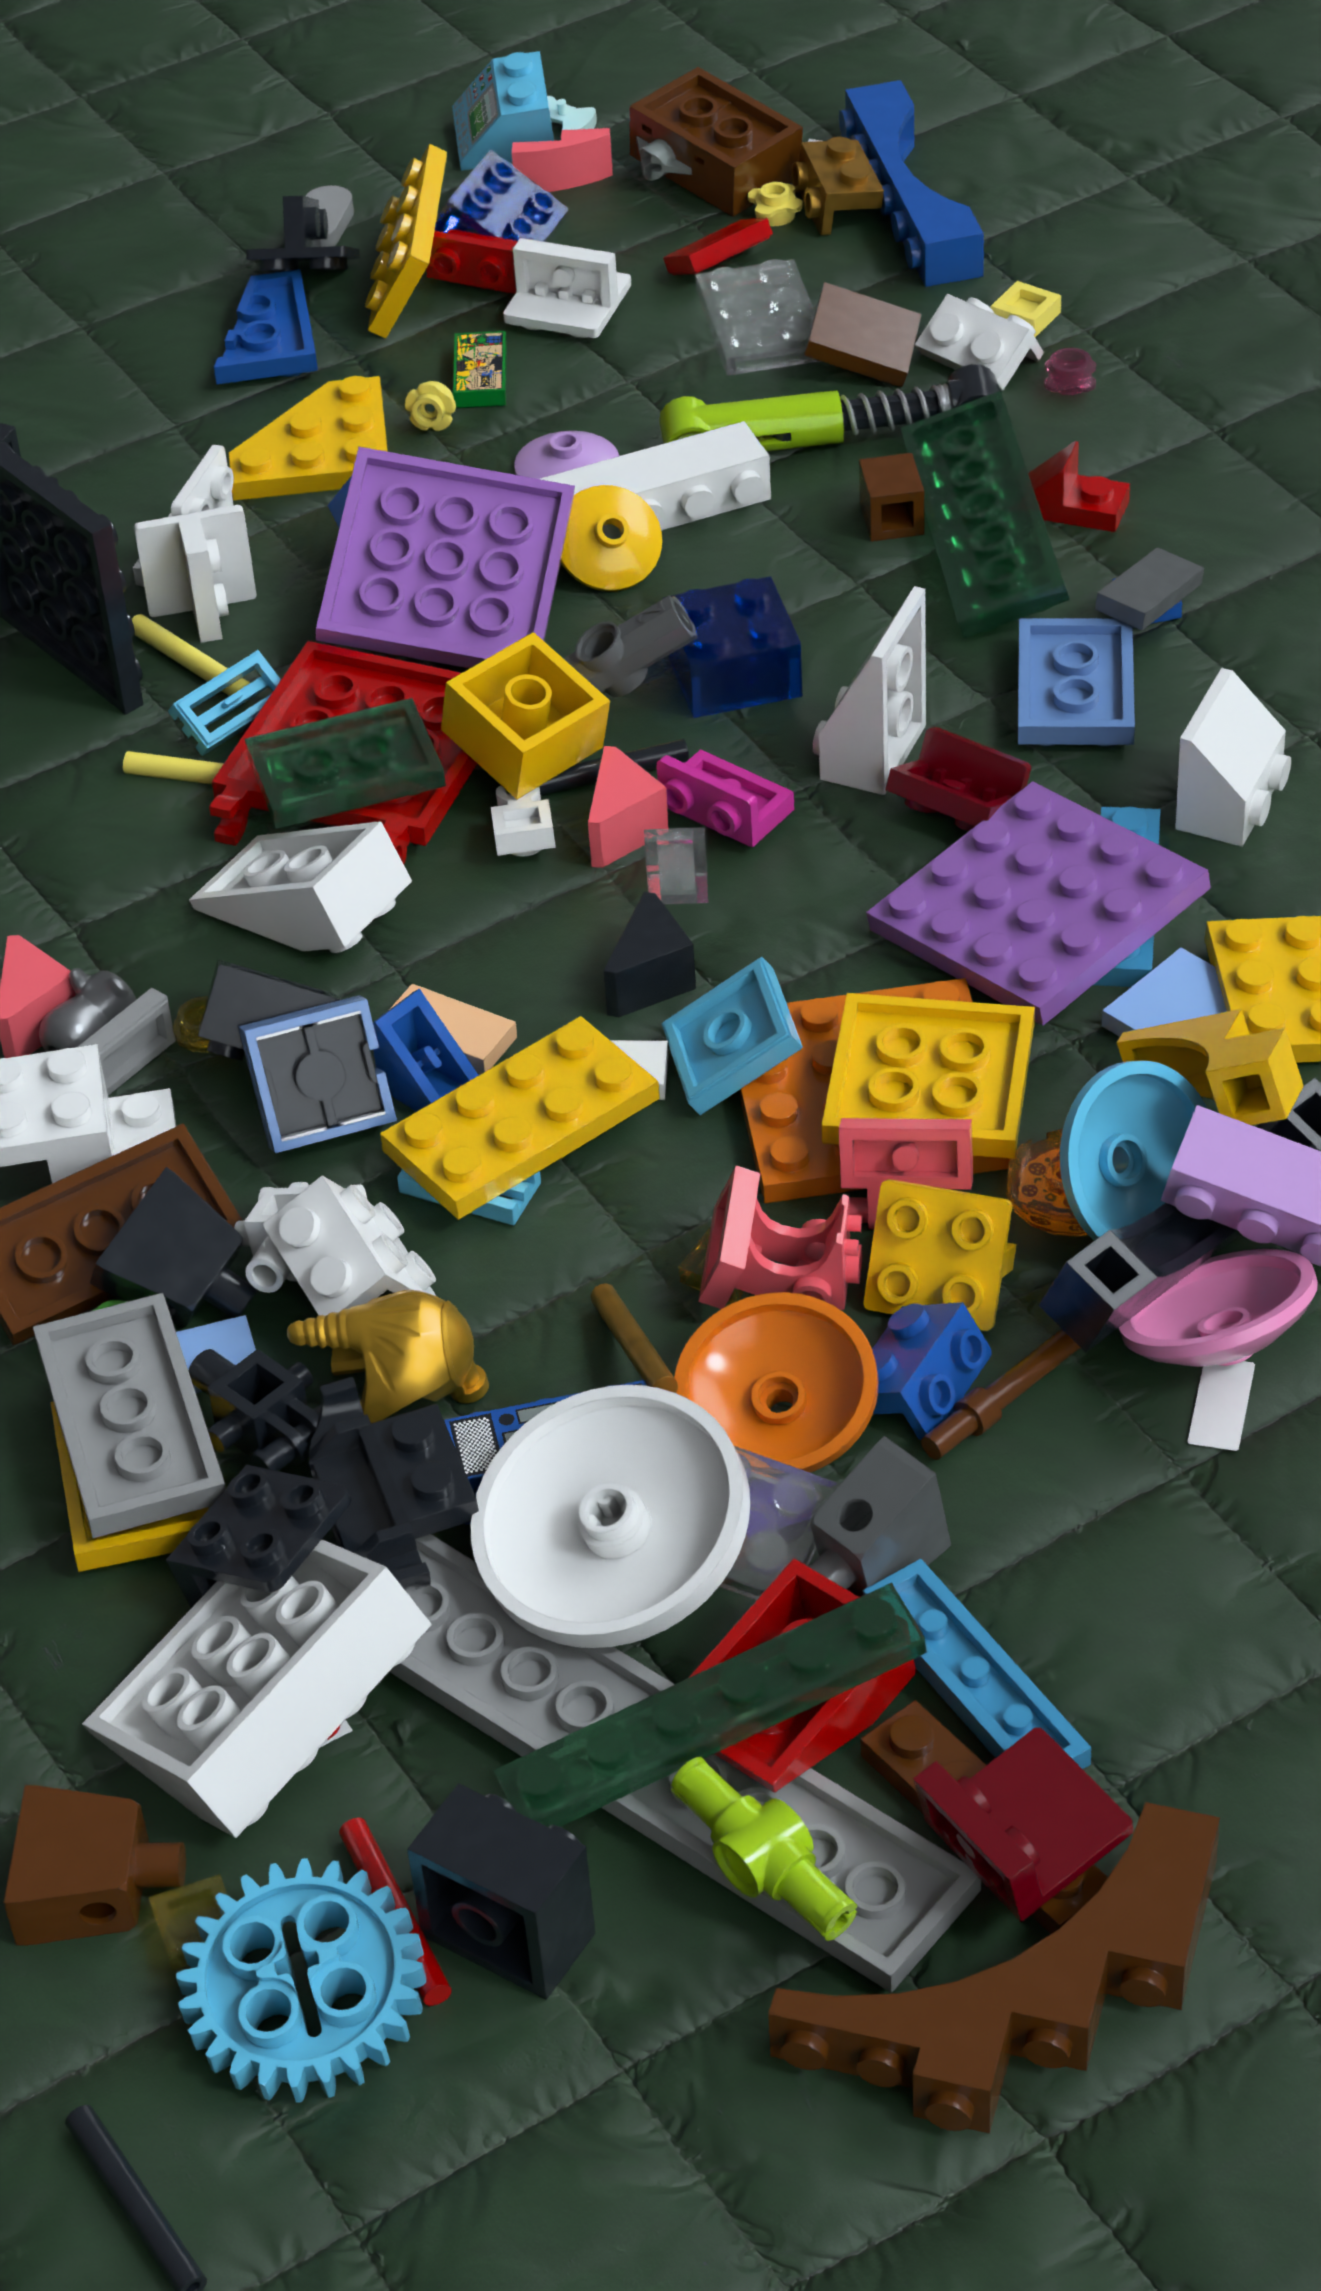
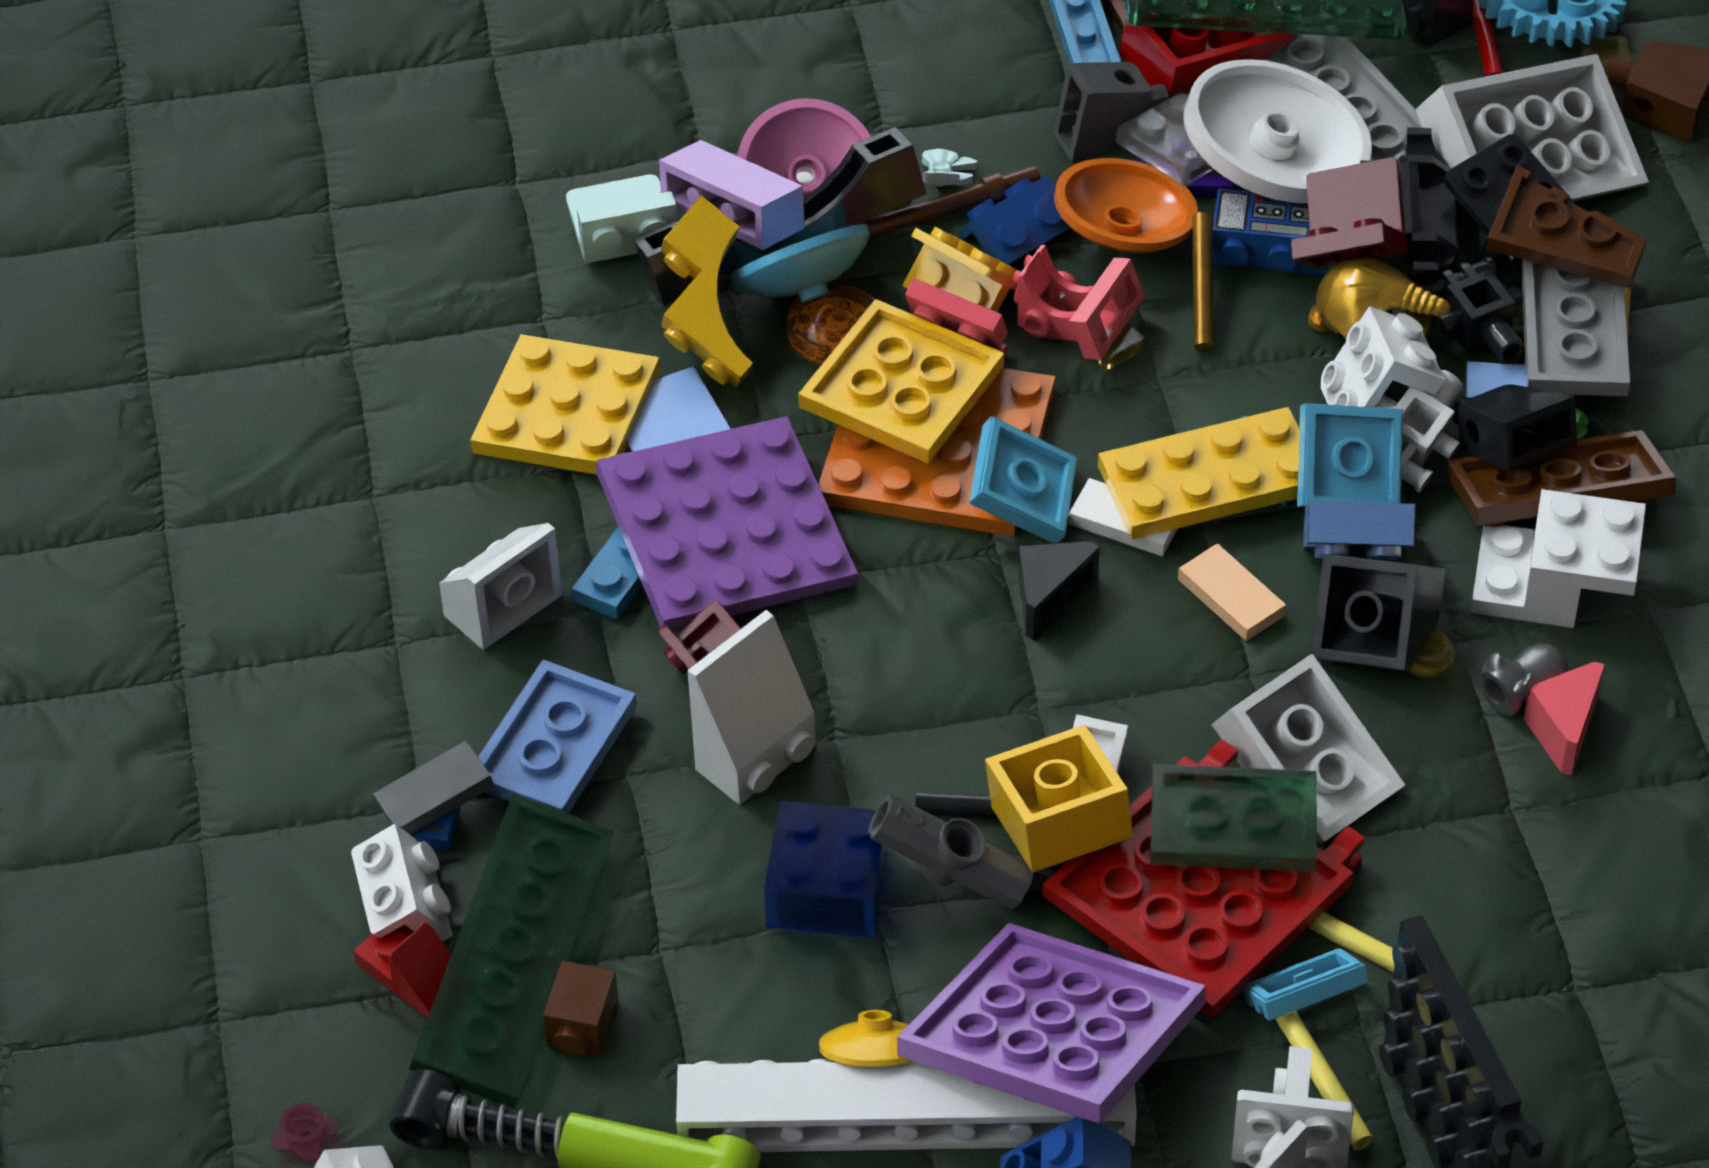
camera: 160 degrees left, 5 degrees up
(133, 1038) = (1503, 636): light grey tile -> none
(163, 1457) = (1554, 232): none -> reddish brown wing
(354, 1138) = (1349, 454): none -> medium azure tile
(419, 1053) = (1269, 548): blue slope -> none
(444, 1358) = (1353, 215): none -> bracket
(623, 807) = (1007, 722): coral slope -> none
(677, 864) = (982, 666): clear slope -> none
(724, 796) = (916, 716): dark pink bracket -> none
(1066, 1429) = (941, 168): none -> light aqua piece
(1115, 519) = (400, 883): none -> white bracket

